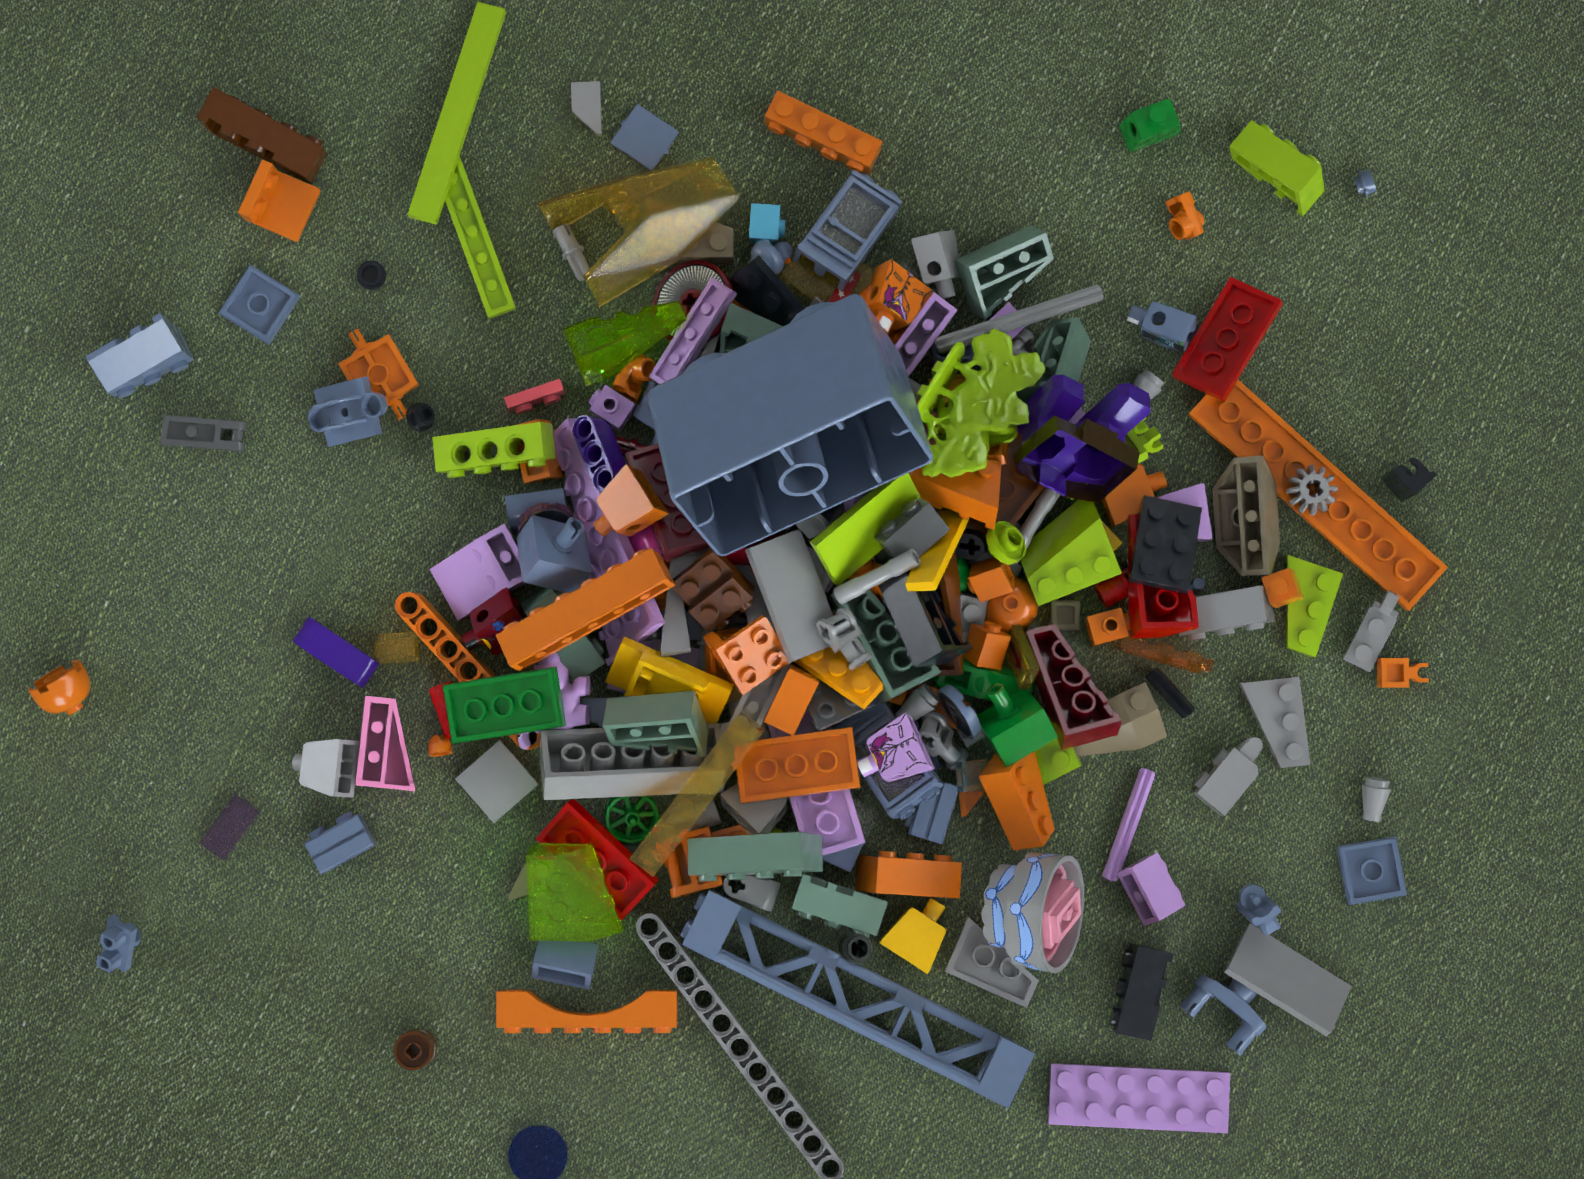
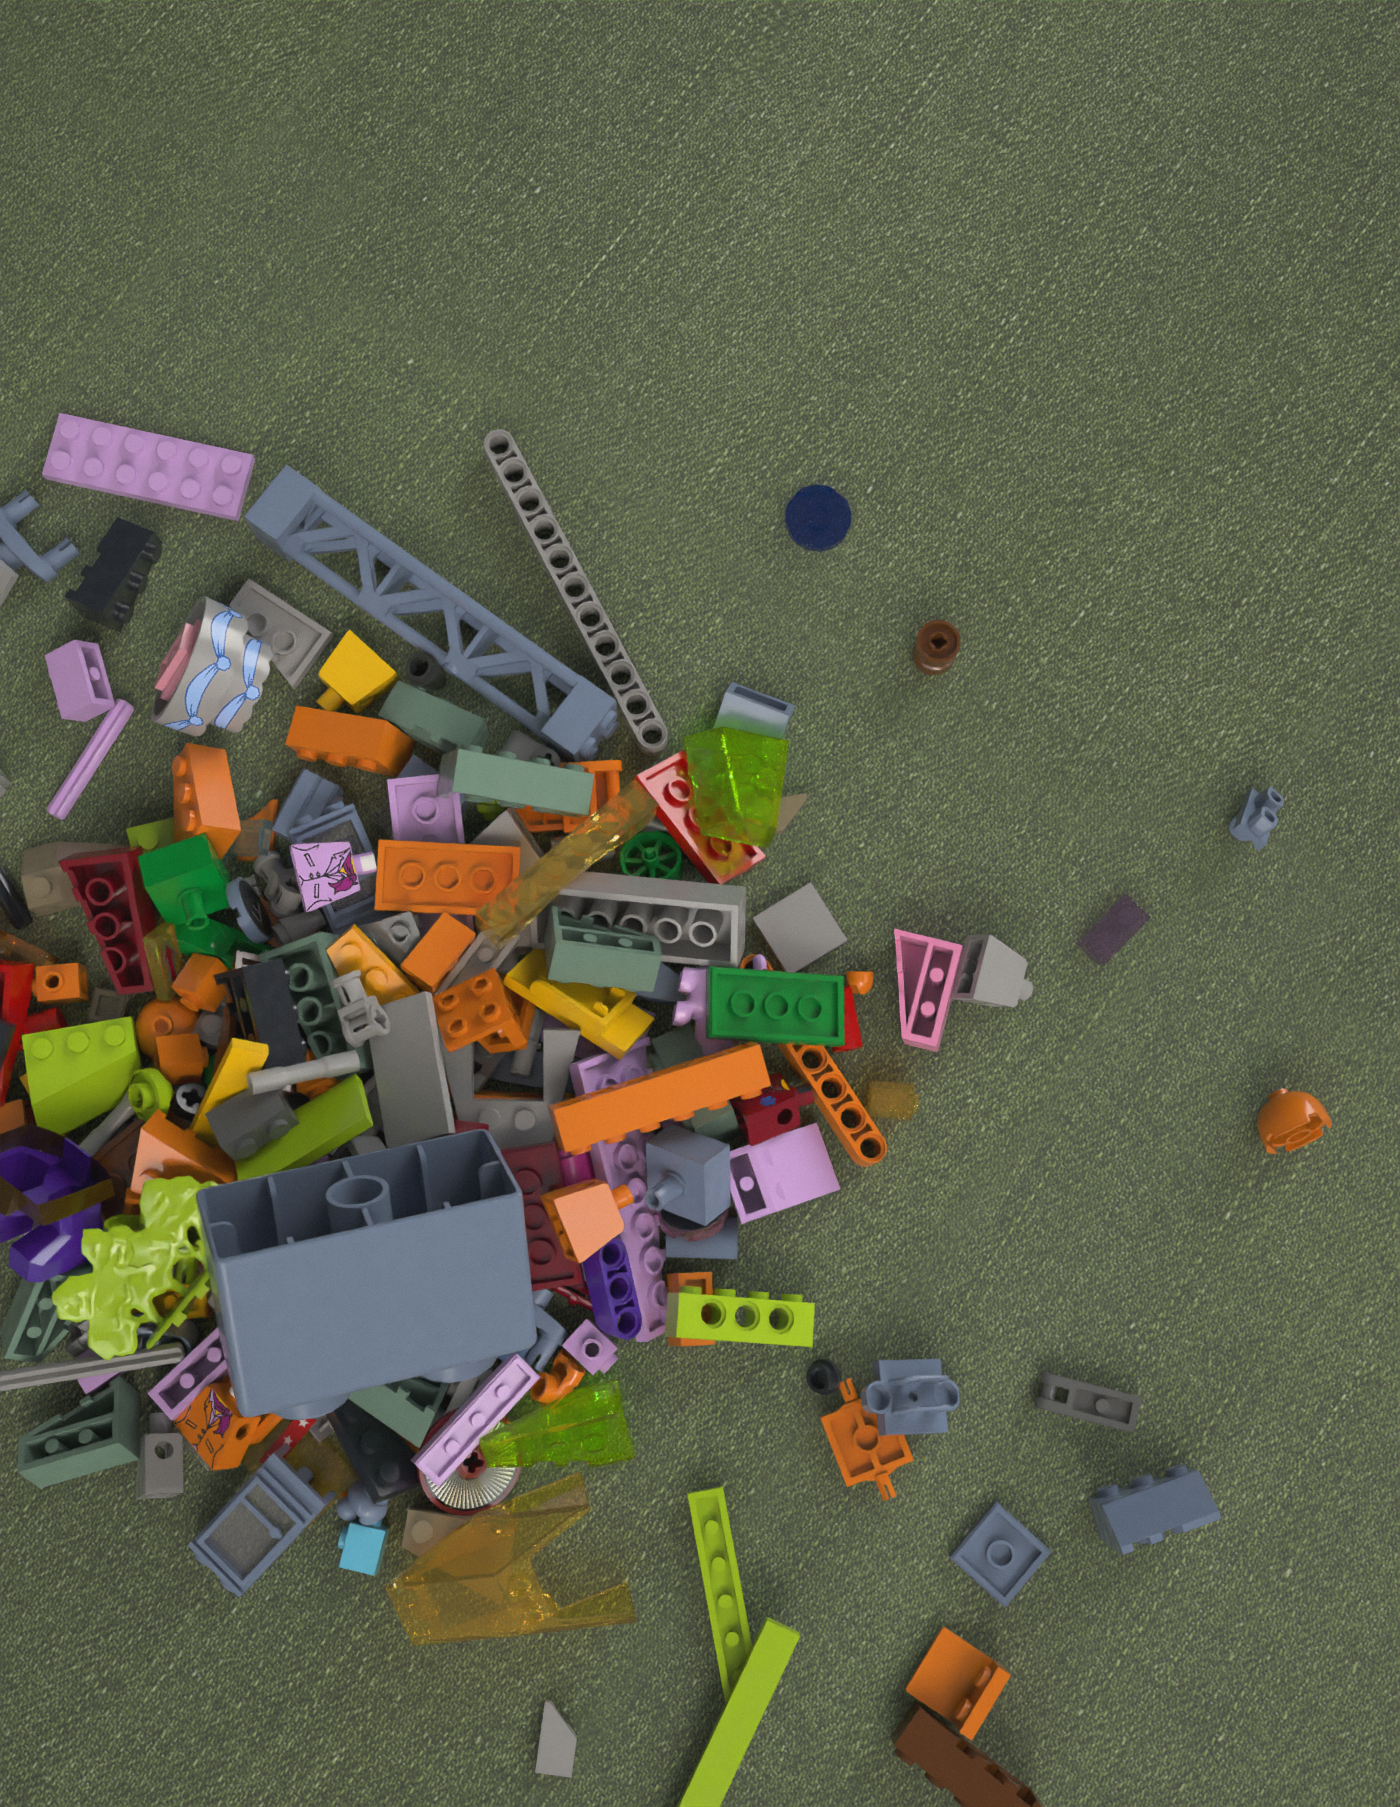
camera: 170 degrees left, 5 degrees down
(335, 652) = (964, 1109): dark purple beam -> none
(340, 842) = (989, 889): sand blue brick -> none
(371, 275) = (857, 1567): black plate -> none
(524, 1009) = (668, 647): orange arch -> none
(546, 393) = (664, 1378): coral plate -> none
(571, 250) = (606, 1553): light grey axle -> none
(644, 137) = (493, 1687): sand blue piece -> none
(714, 590) = (503, 1093): reddish brown plate -> none
(822, 132) = (269, 1653): orange brick -> none

